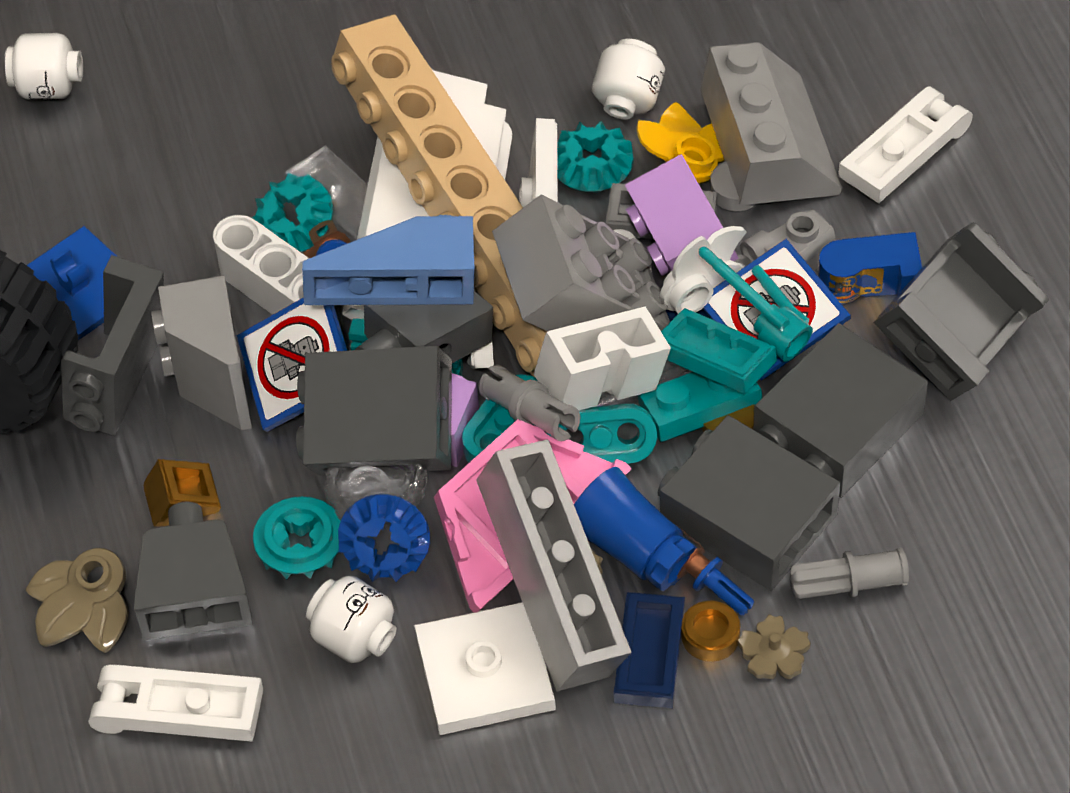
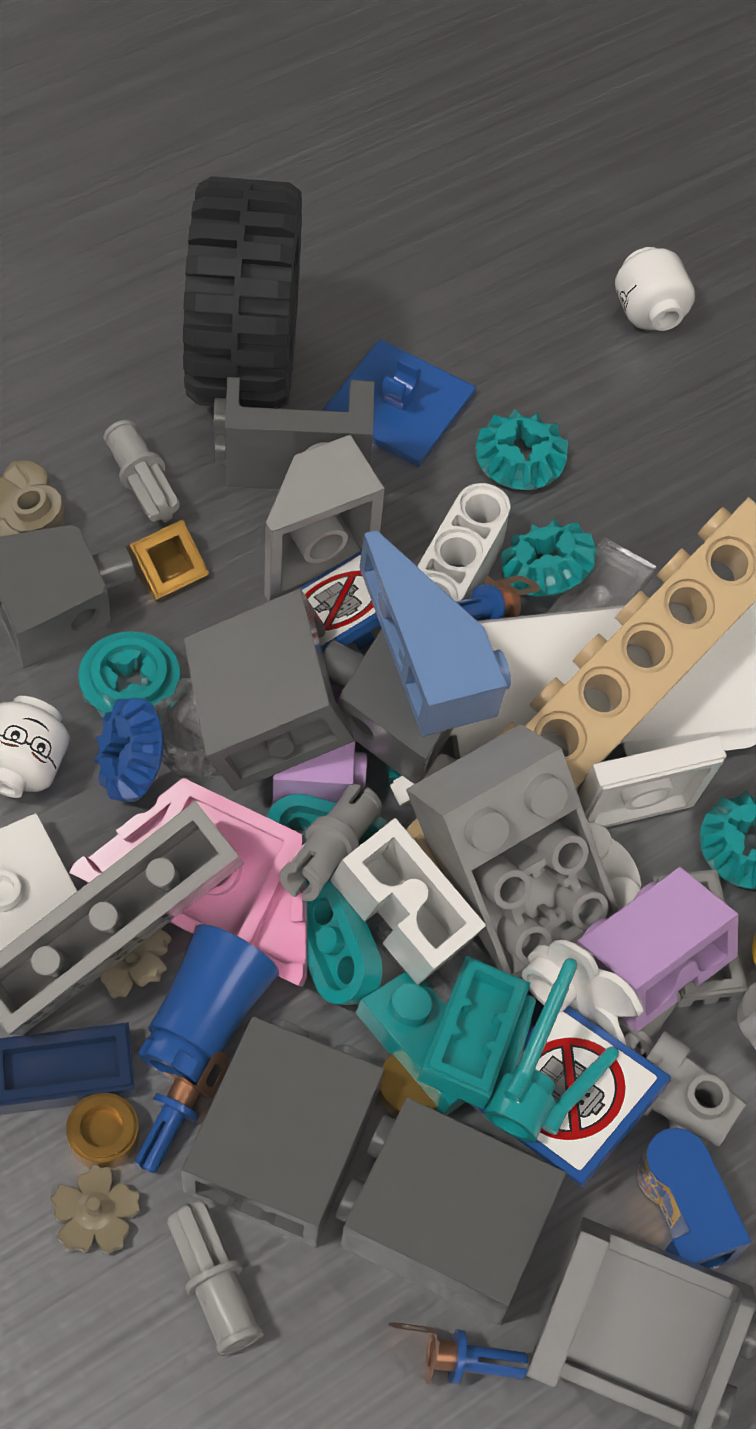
camera: 65 degrees right, 5 degrees up
(84, 486) = (141, 470): none -> light grey axle
(179, 222) = (504, 461): none -> teal gear
(945, 436) = (460, 1357): none -> blue piece

